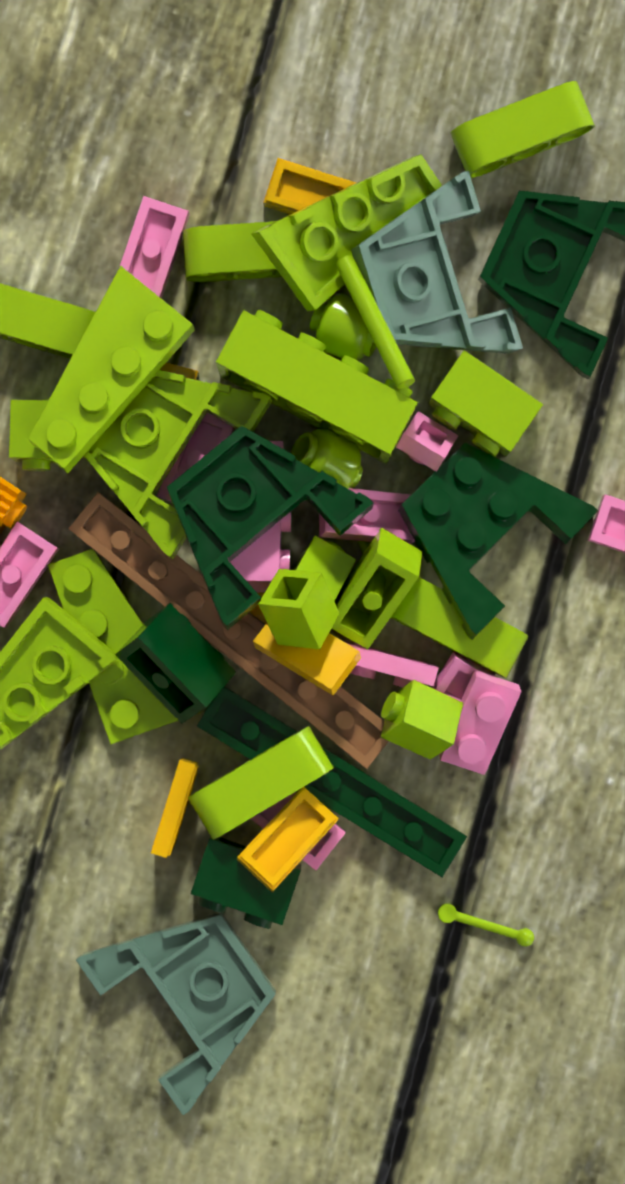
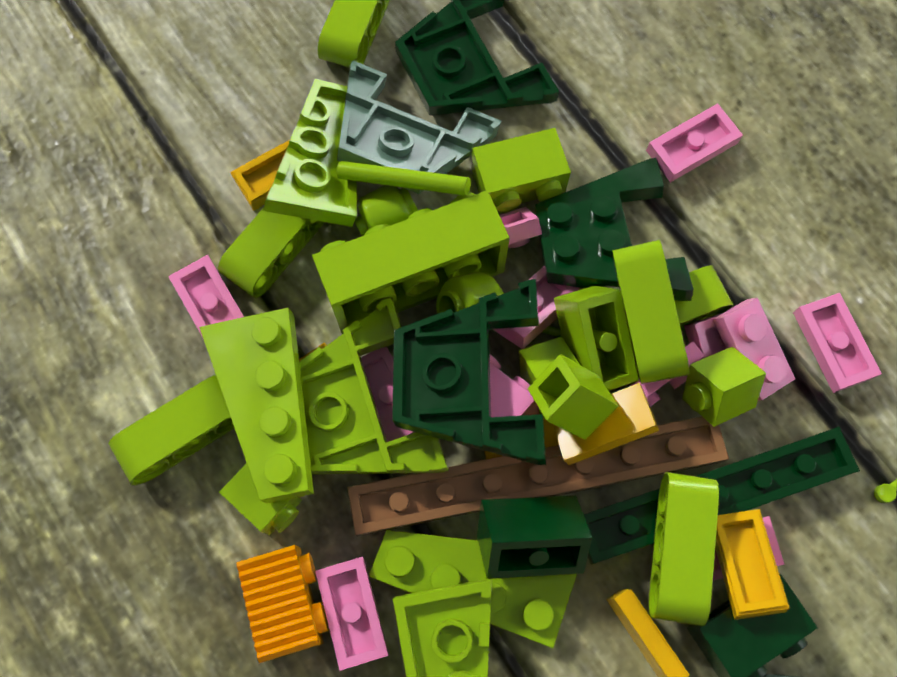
camera: 50 degrees left, 15 degrees down
(425, 614) = (651, 312): none -> lime beam
(545, 786) = (836, 342): none -> bright pink plate

